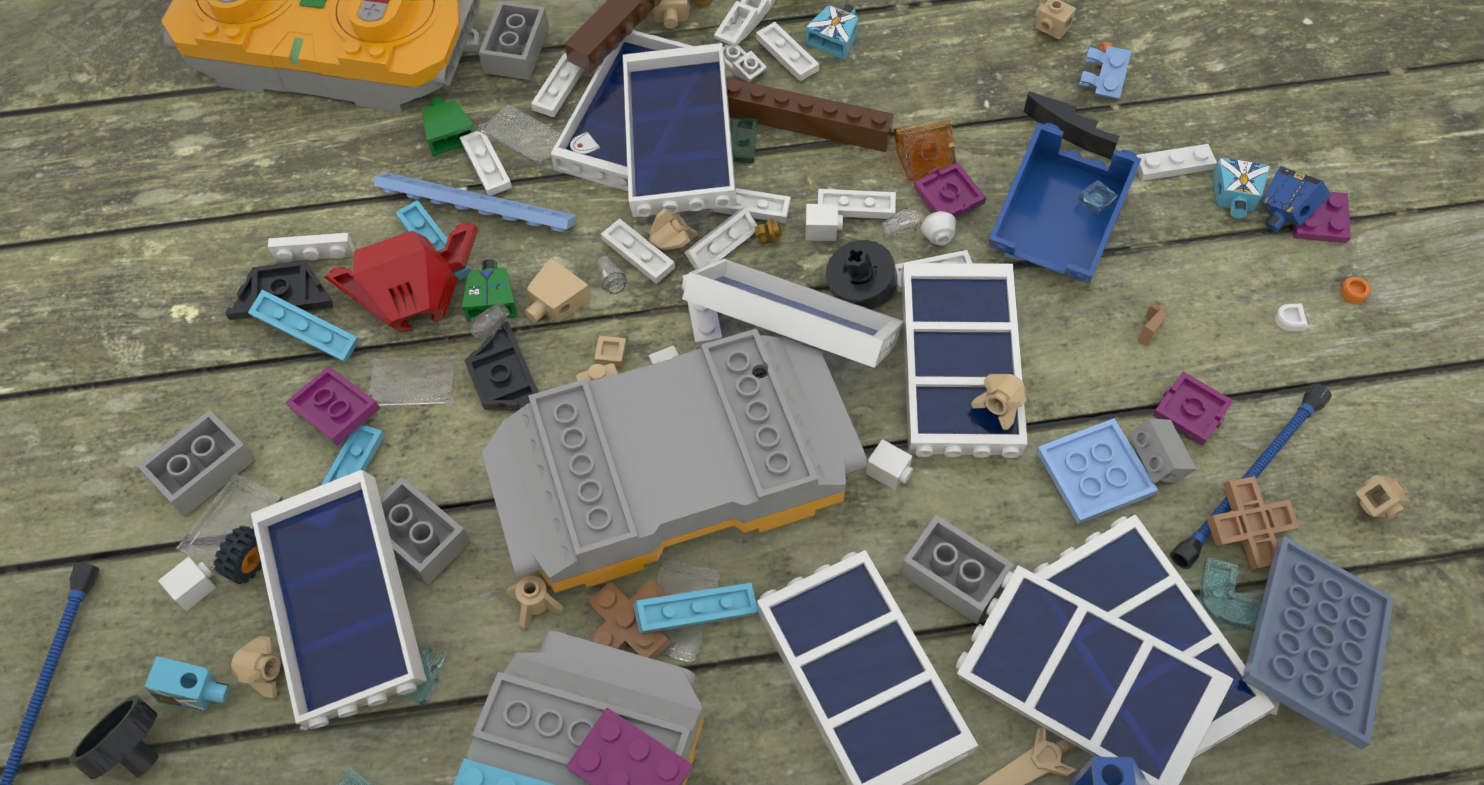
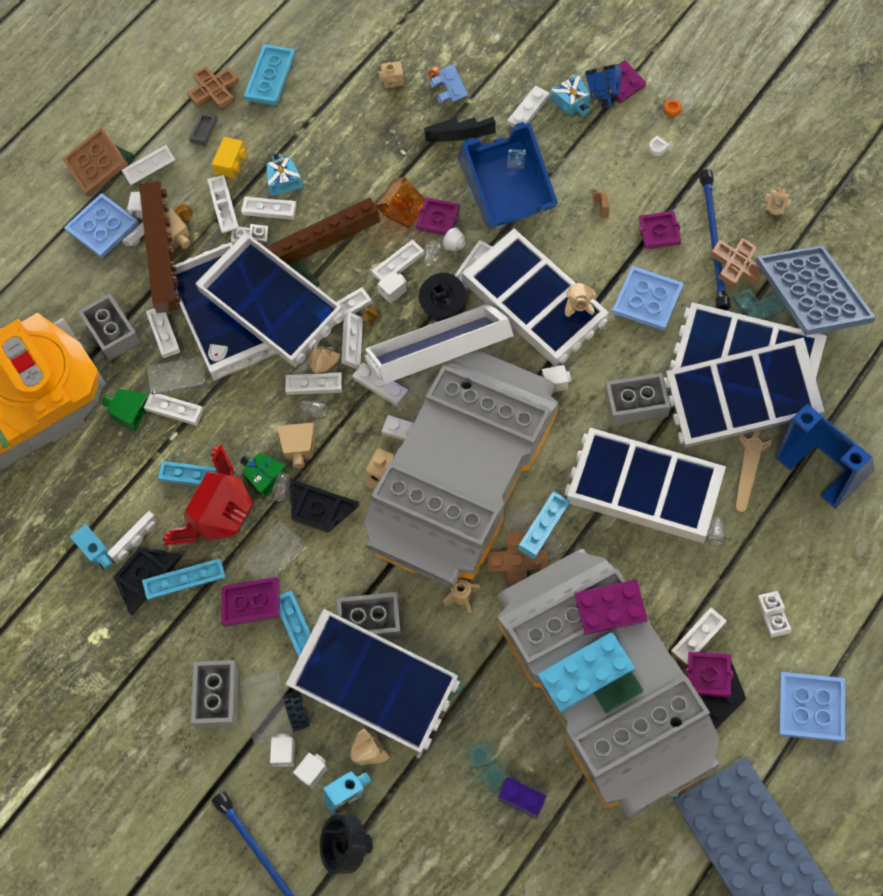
camera: 40 degrees left, 5 degrees up
(188, 630) = (311, 770): none -> white brick
(264, 219) = (92, 547): none -> medium azure torso
(484, 203) = (192, 434): light blue plate -> none
(610, 351) = (360, 446): tan plate -> none
(1162, 451) = (668, 263): light grey hinge -> none

